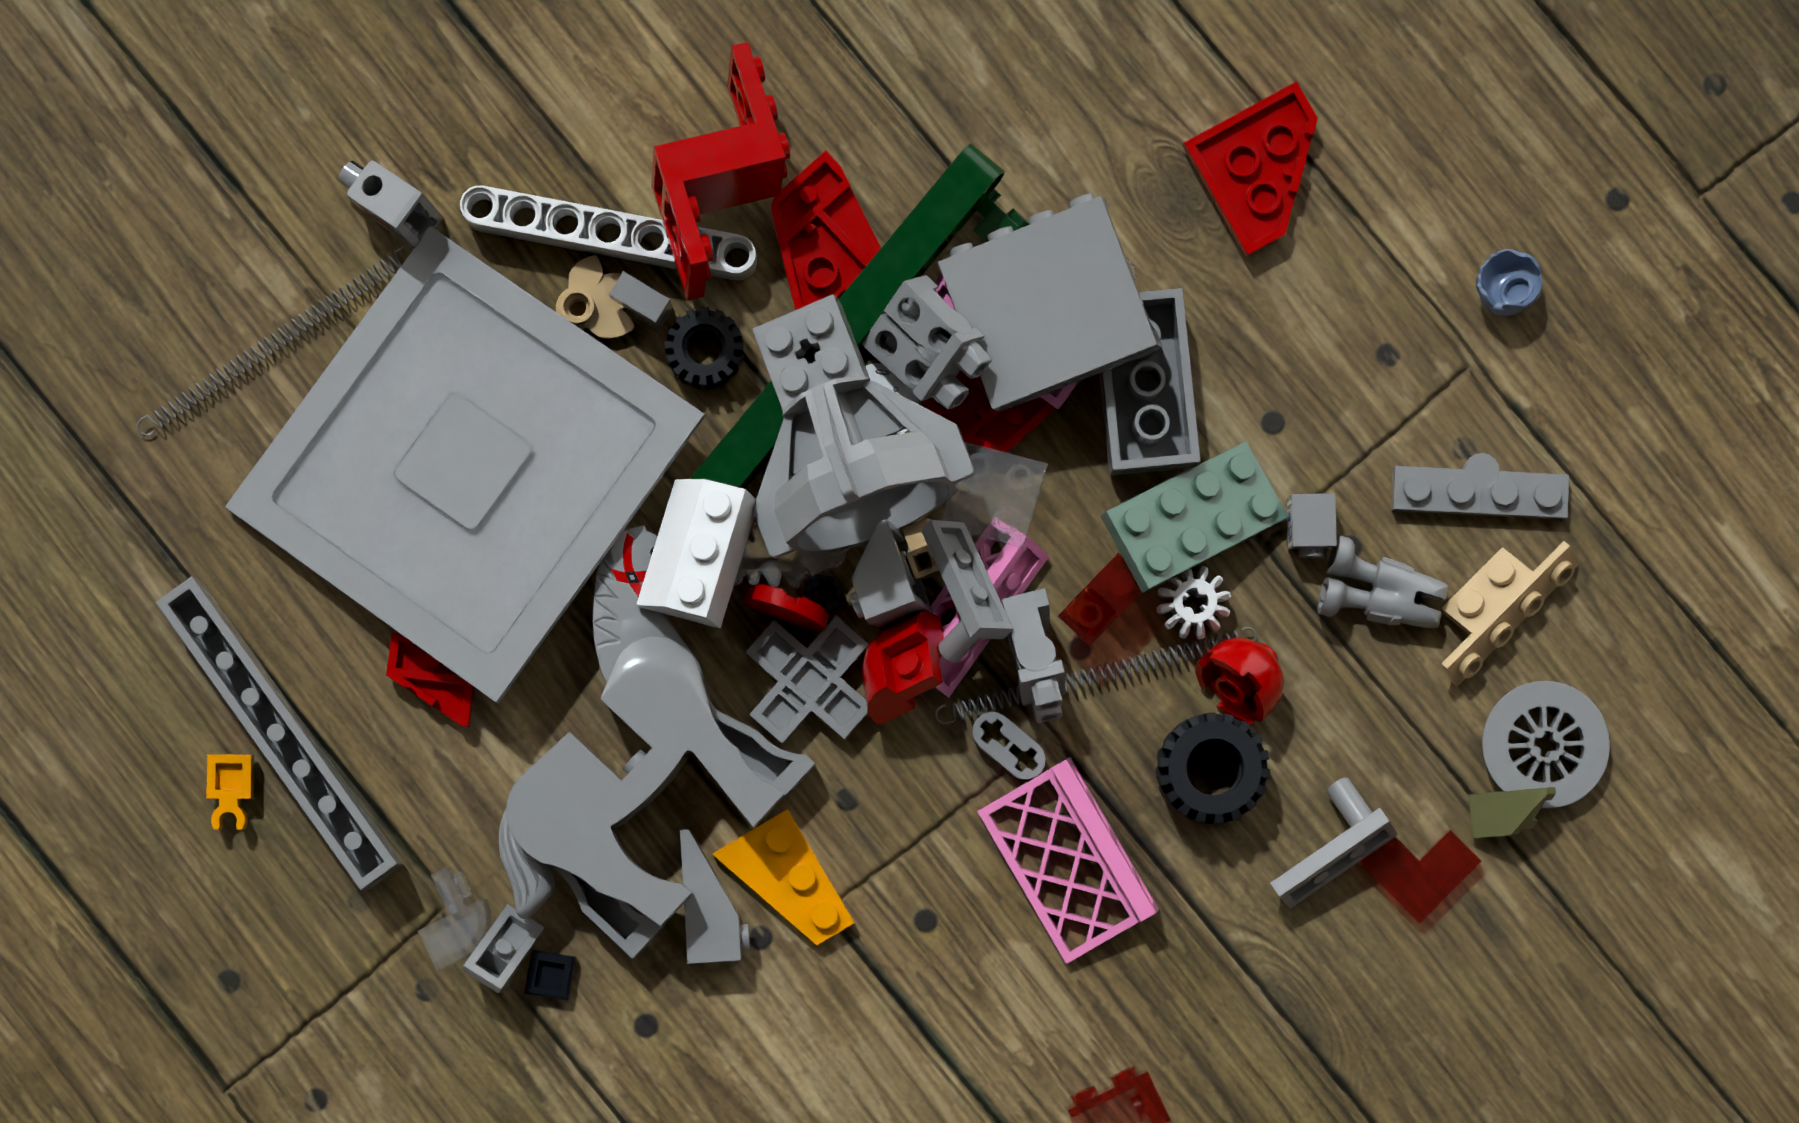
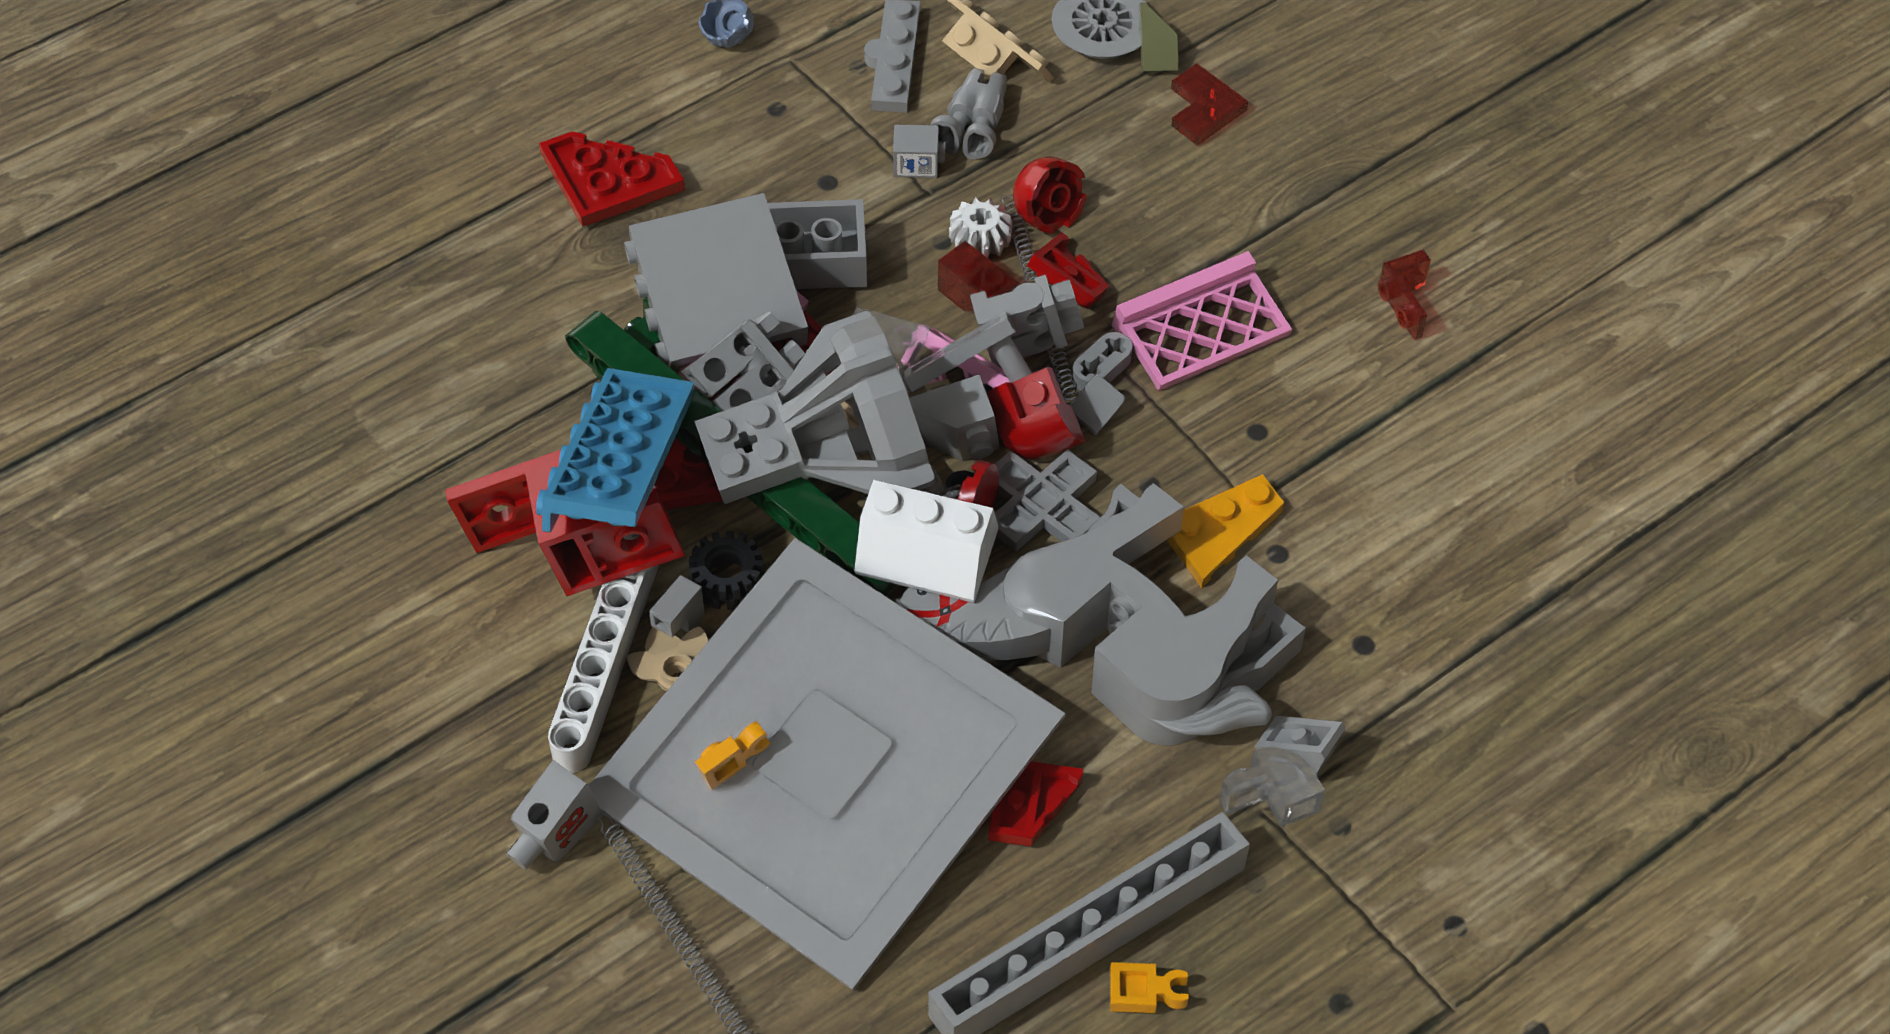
camera: 85 degrees left, 30 degrees down
(446, 360) = (728, 757): none -> light orange plate
(550, 975) = (1321, 707): black tile -> none
(710, 915) = (1280, 560): light grey slope -> none
(769, 214) = (616, 449): none -> dark azure bracket
(940, 736) = (1096, 403): none -> light grey slope
(1133, 705) = (1060, 265): none -> red wing
(1194, 516) = (910, 217): sand green plate -> none
(1250, 761) = (1121, 239): black tyre -> none
(1367, 833) = (1175, 121): light grey piece -> none

